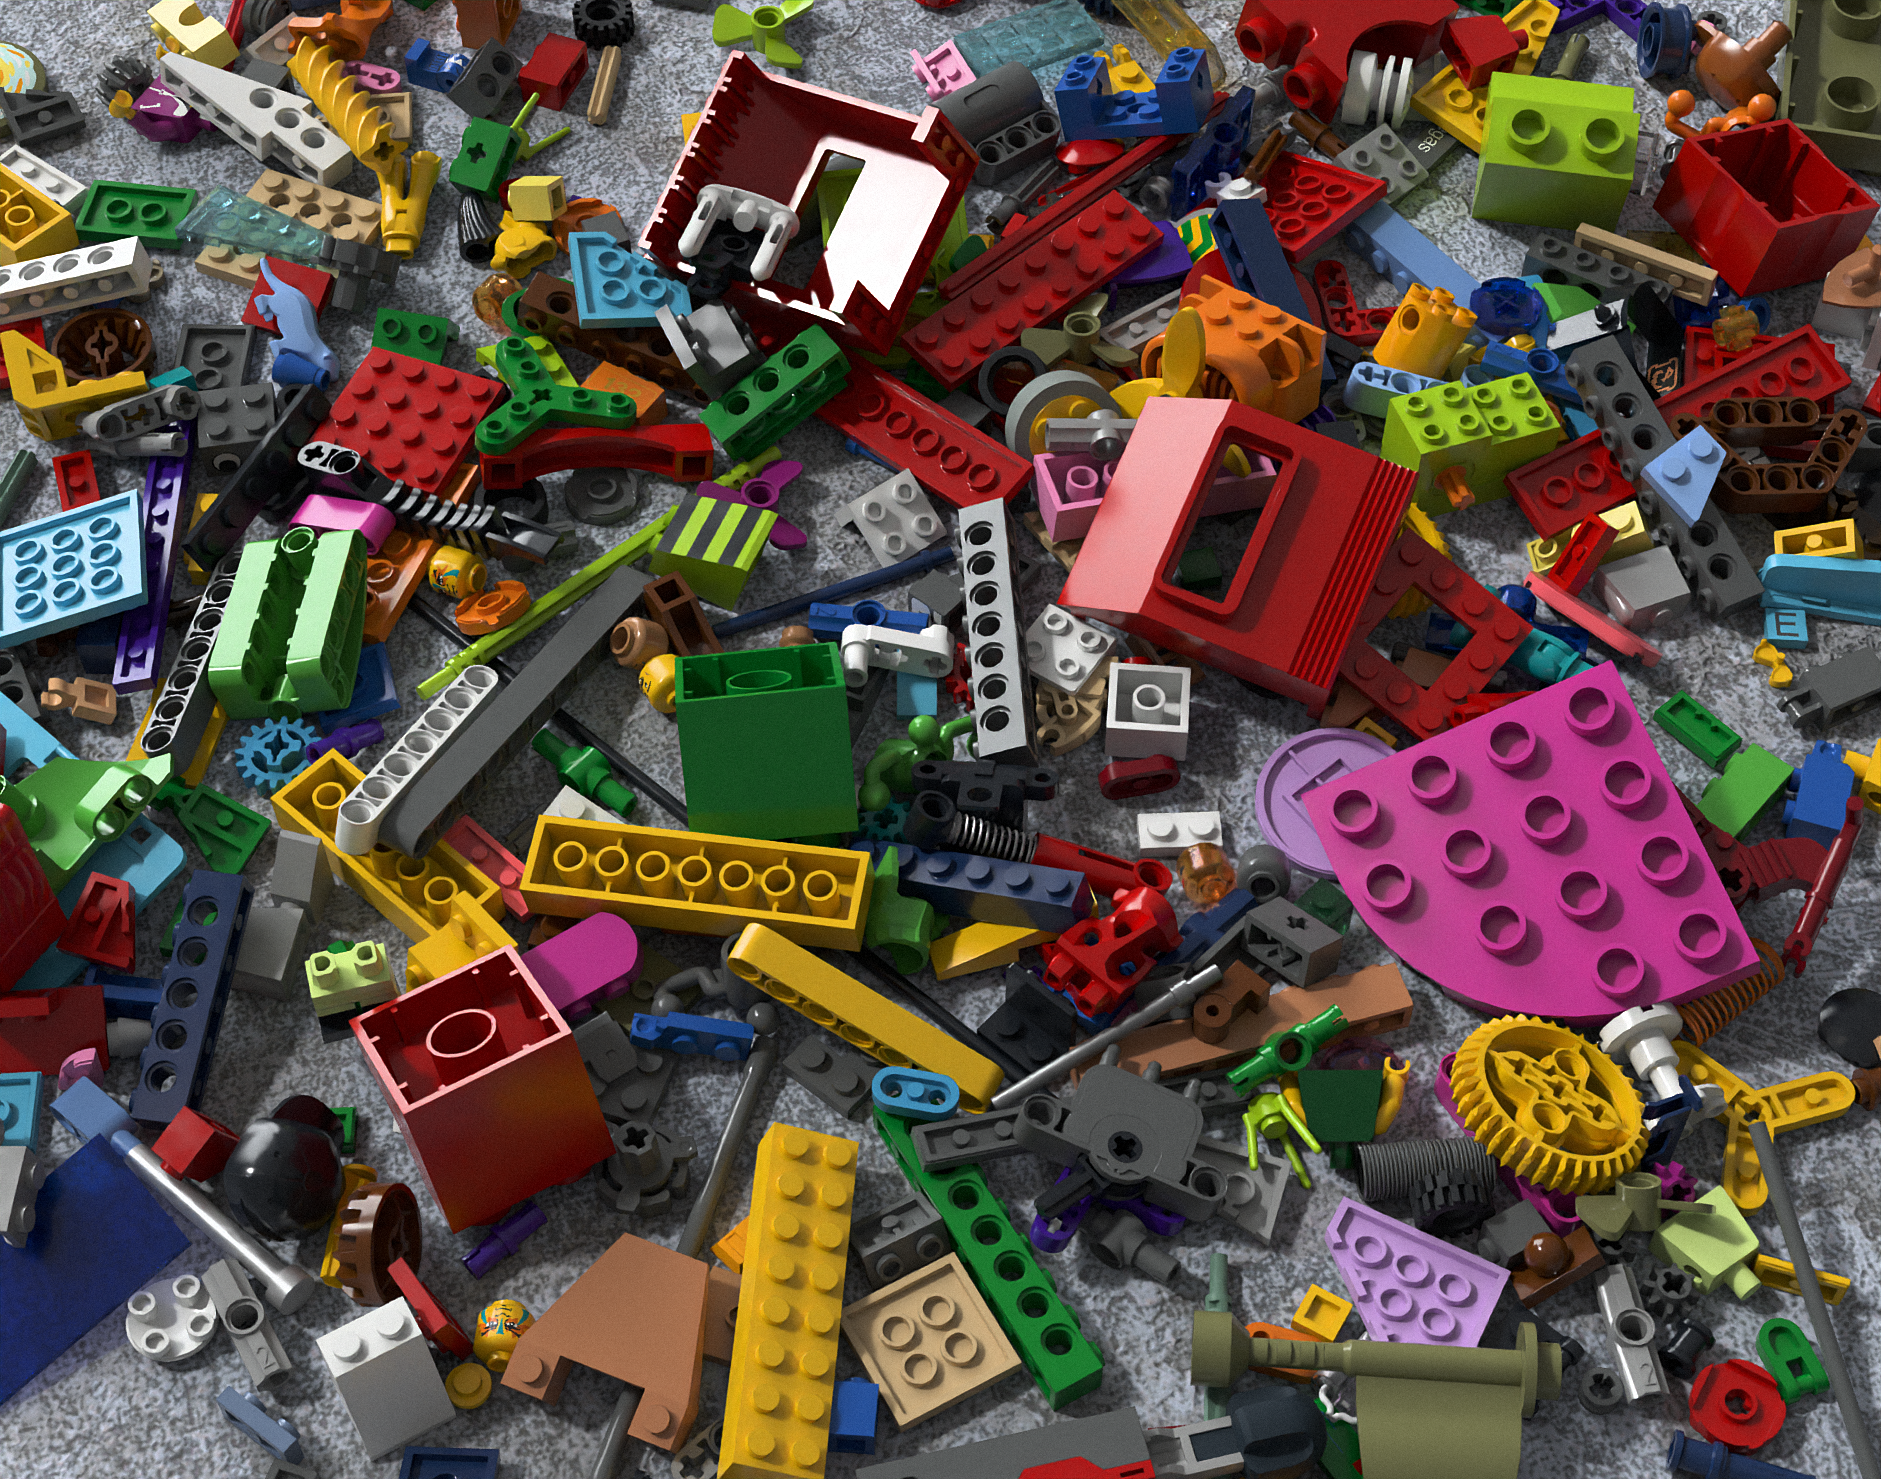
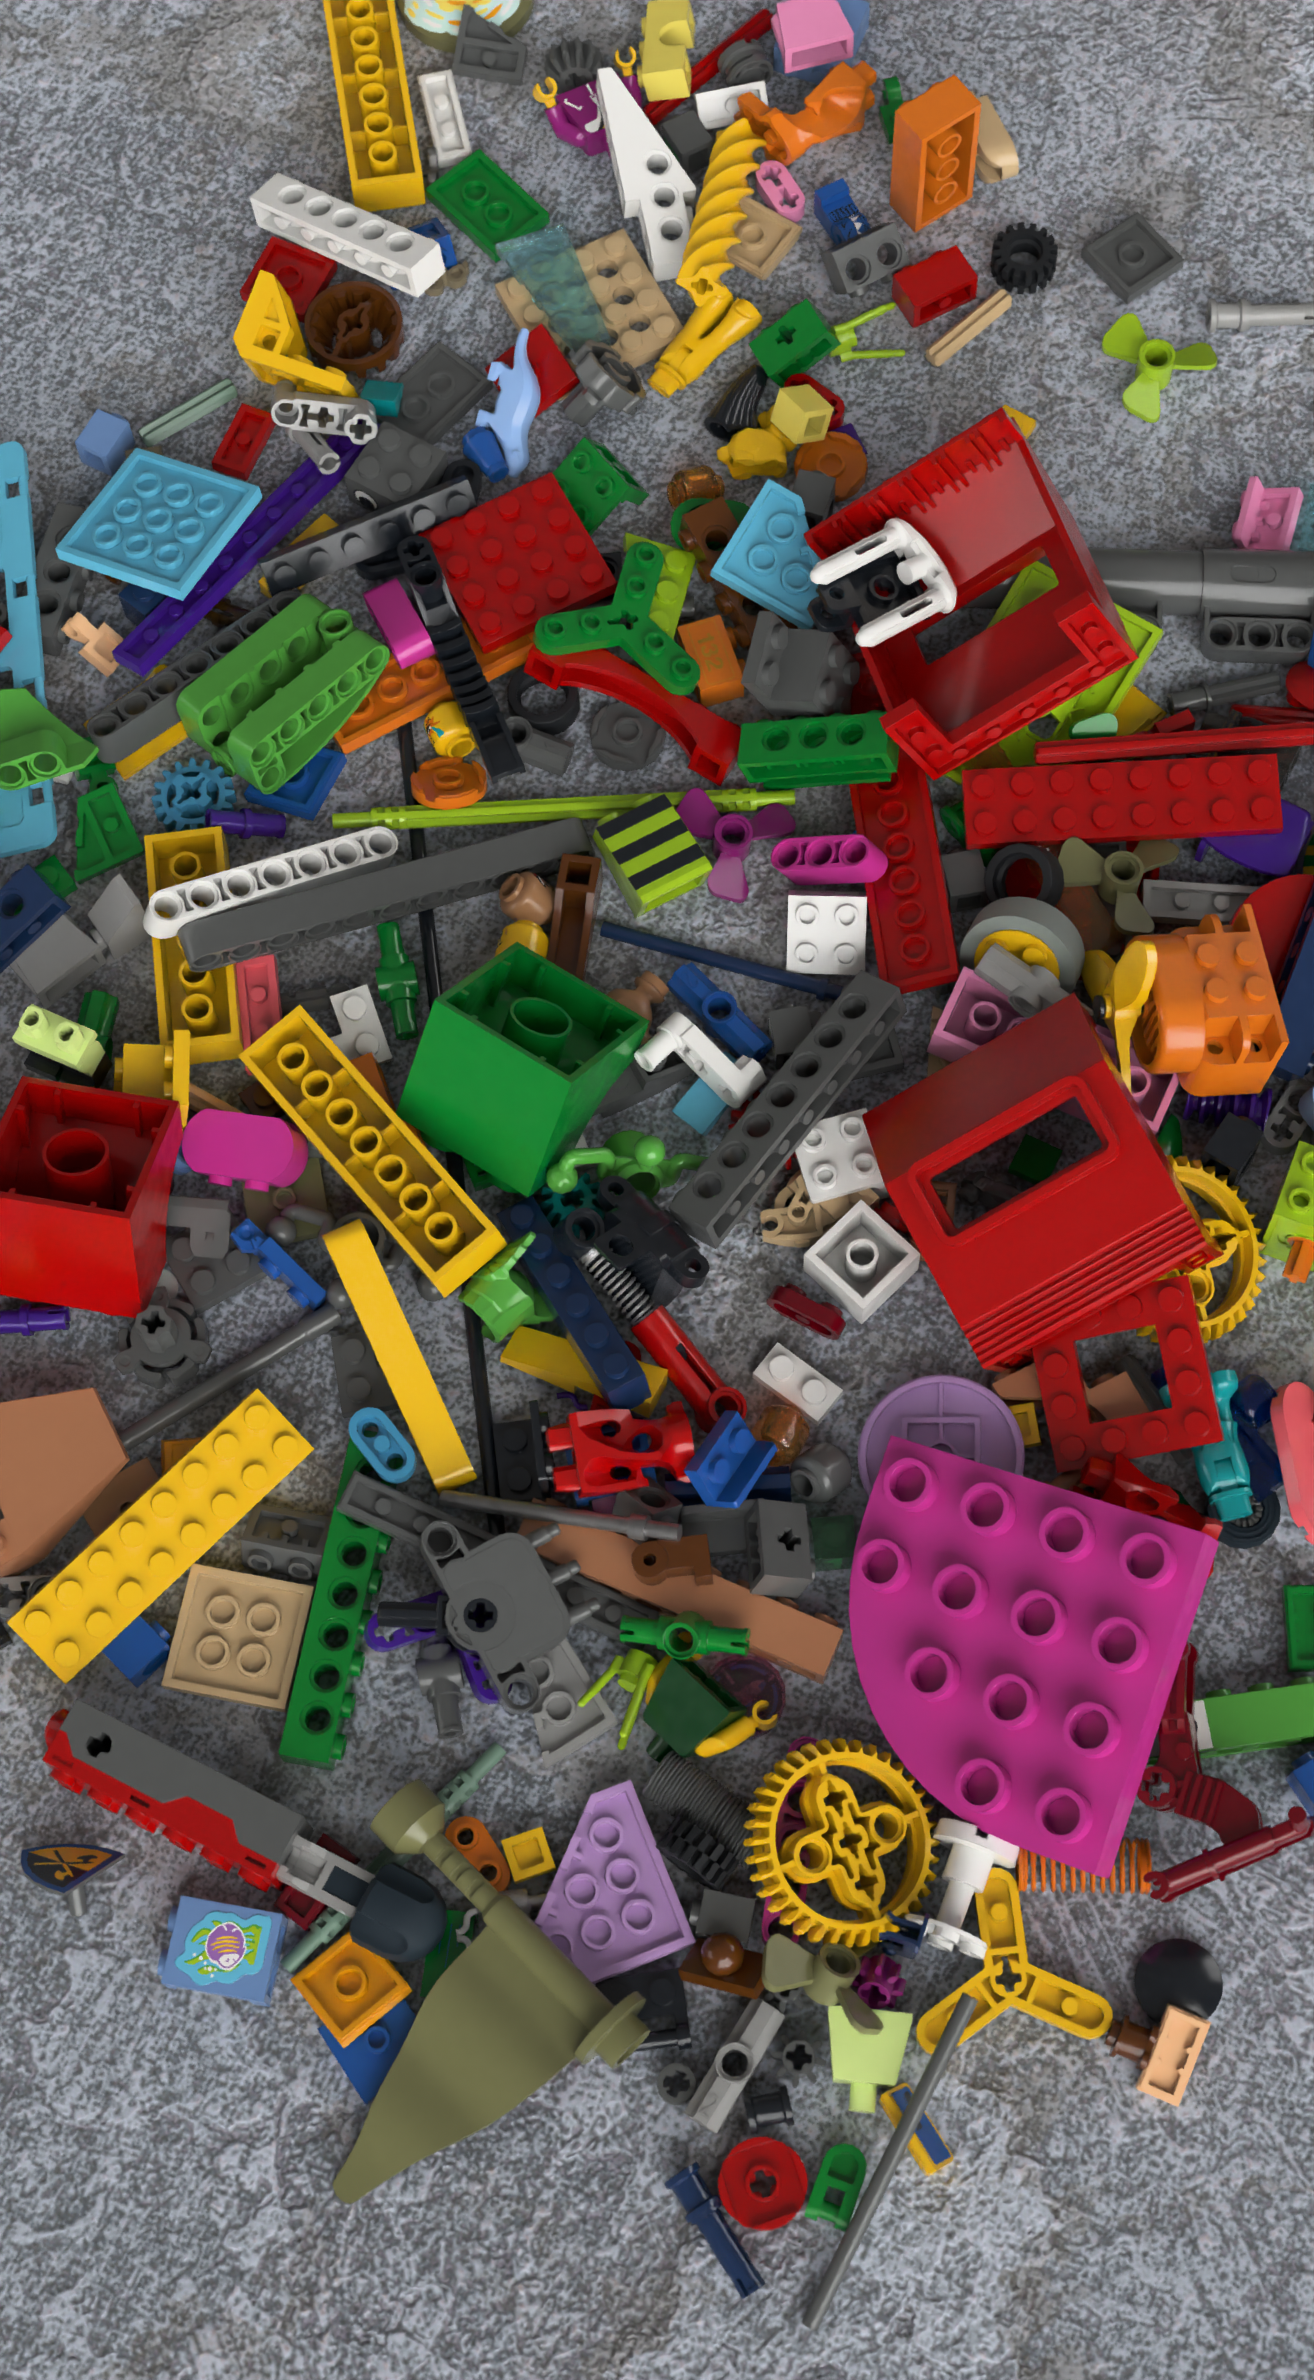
camera: 45 degrees right, 15 degrees up
(871, 462) = (829, 860): none -> dark pink beam
(1201, 905) = (728, 1462): none -> blue bracket

